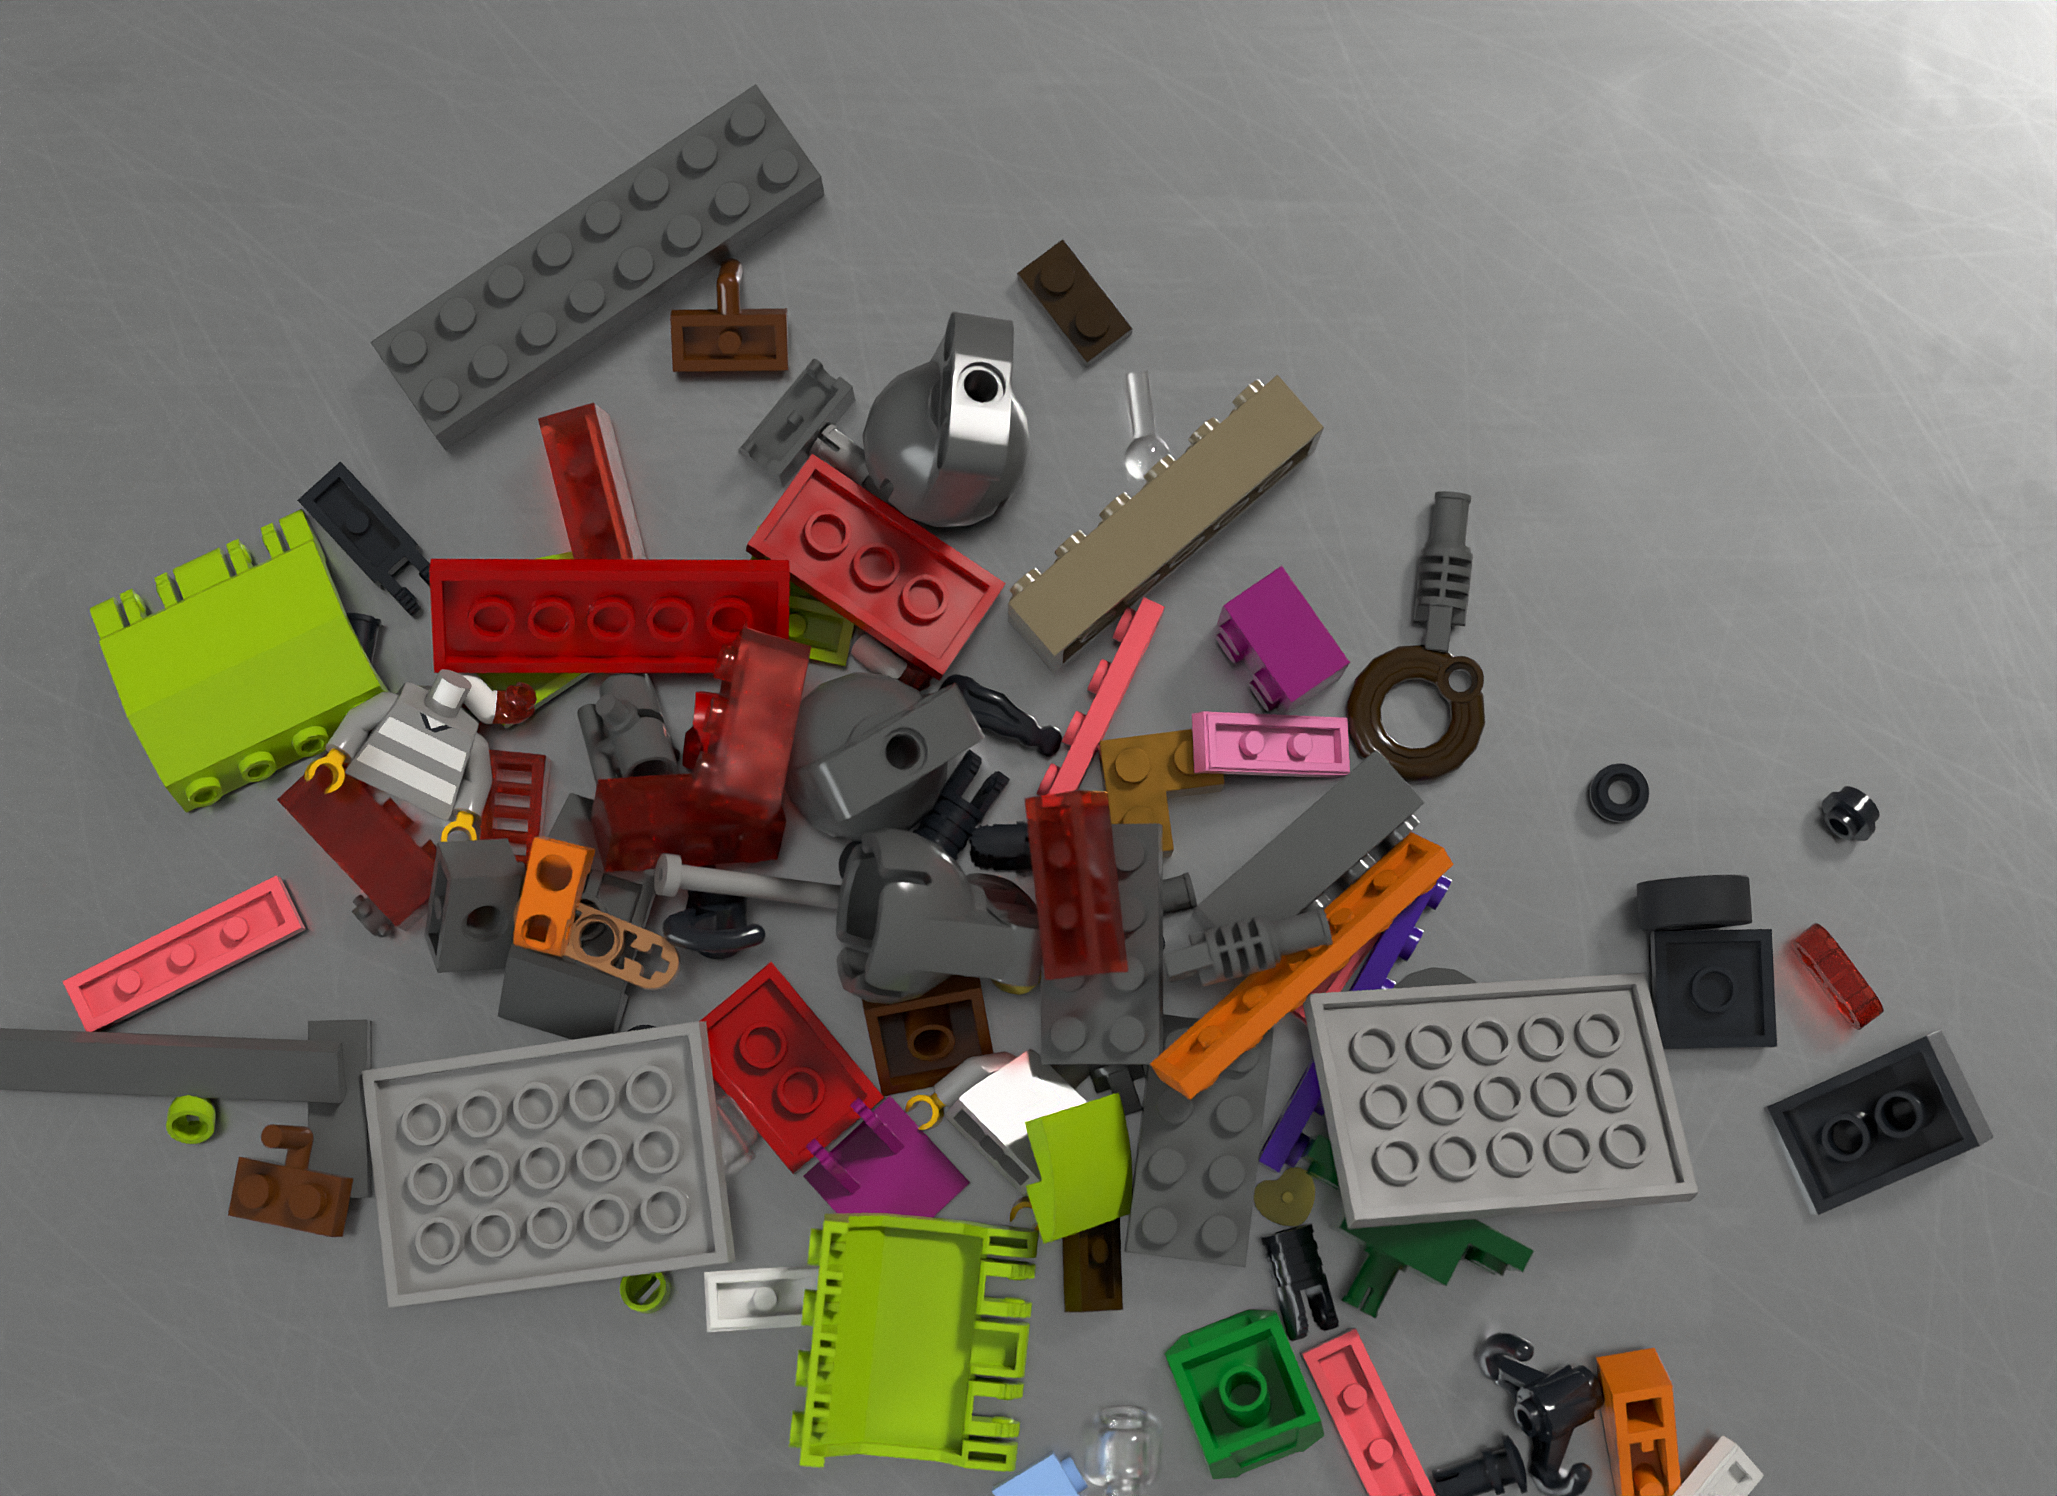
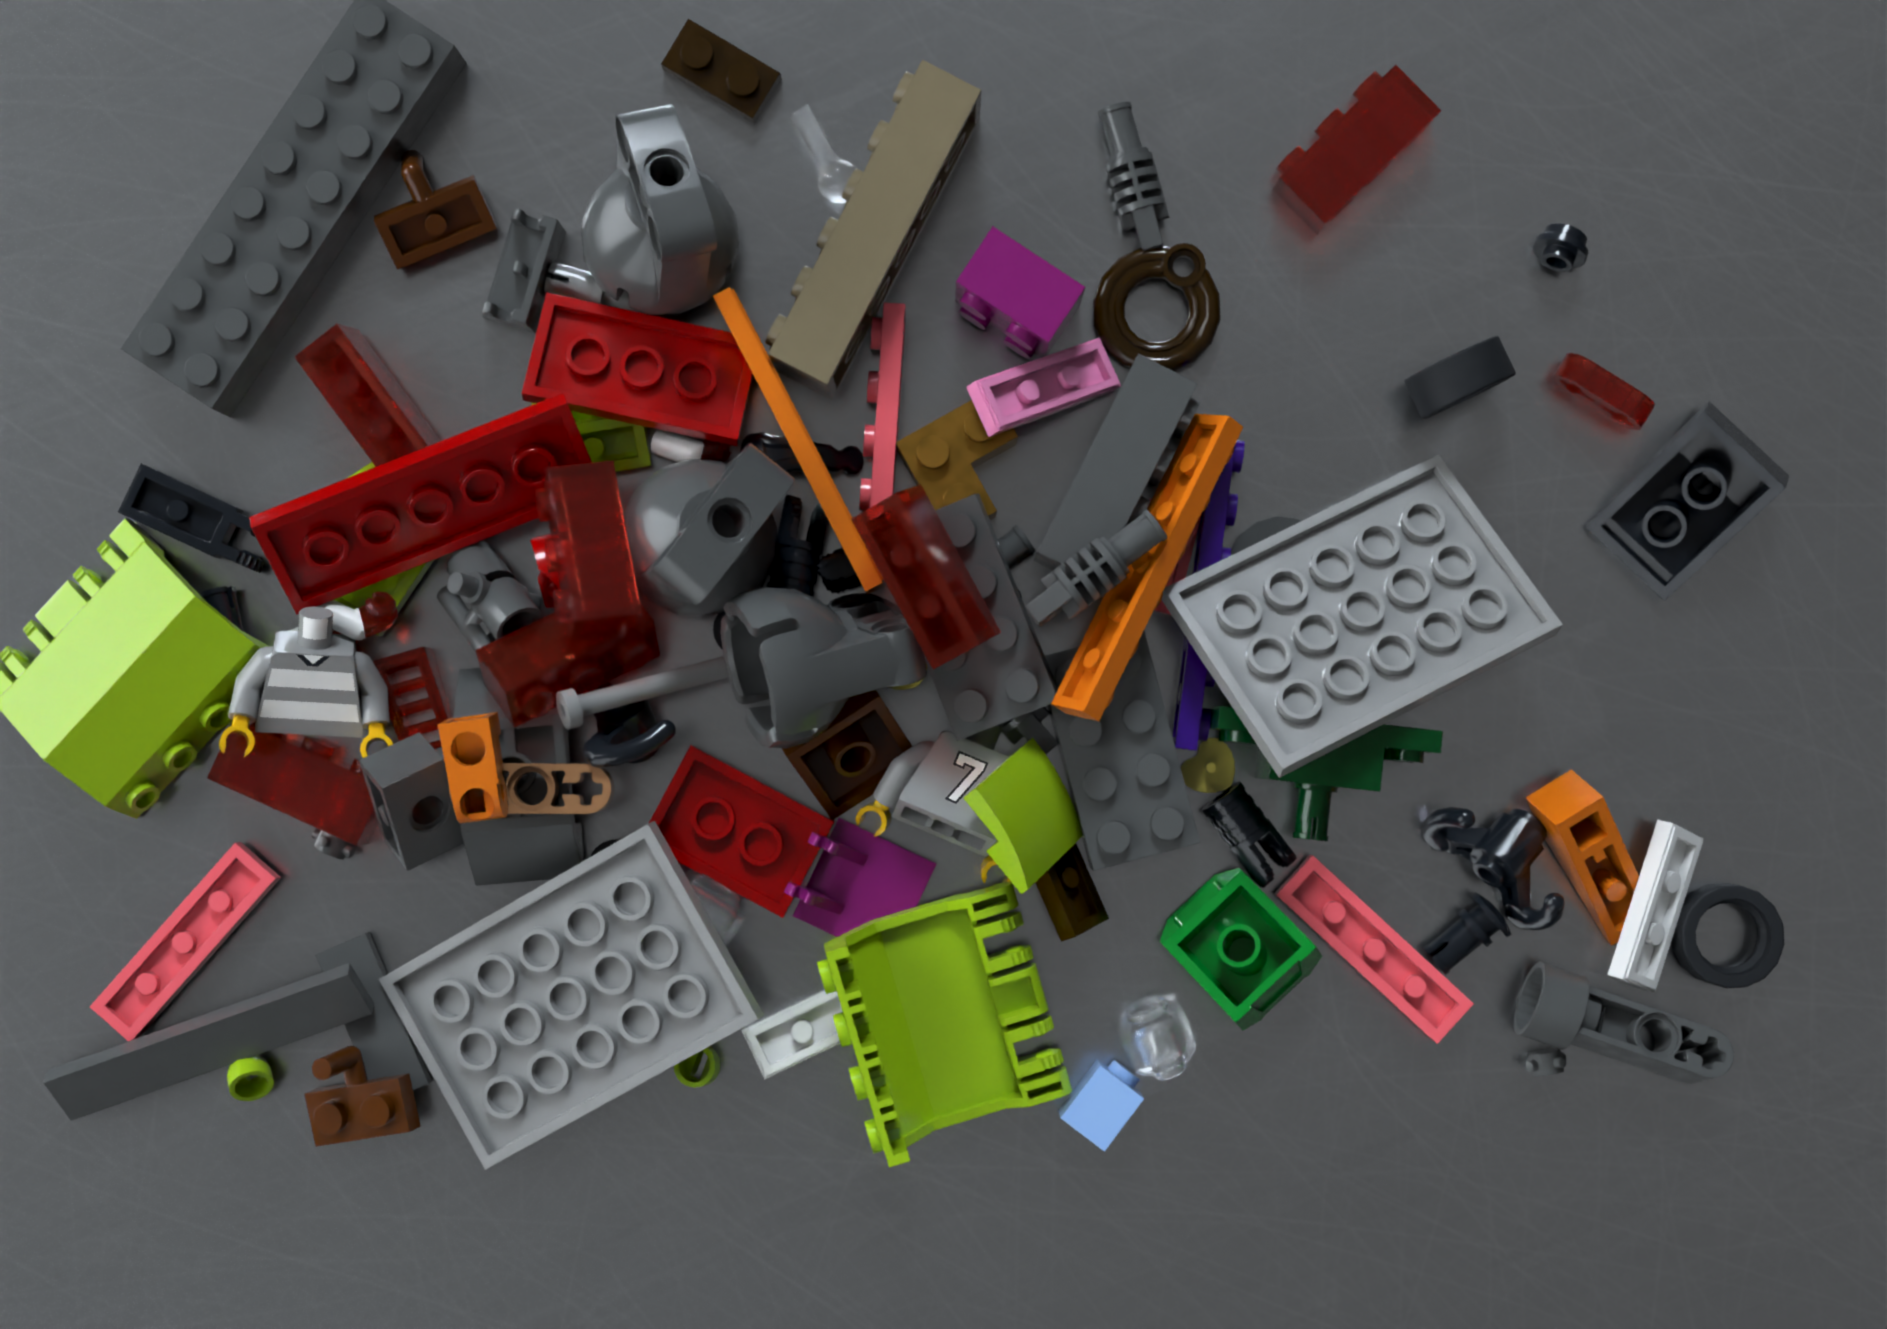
camera: 20 degrees left, 5 degrees up
(1004, 701) = (799, 439): none -> orange tile
(1637, 792) = (1365, 294): black plate -> none
(1679, 630) = (1354, 147): none -> clear red brick
(1714, 989) = (1503, 444): black plate -> none

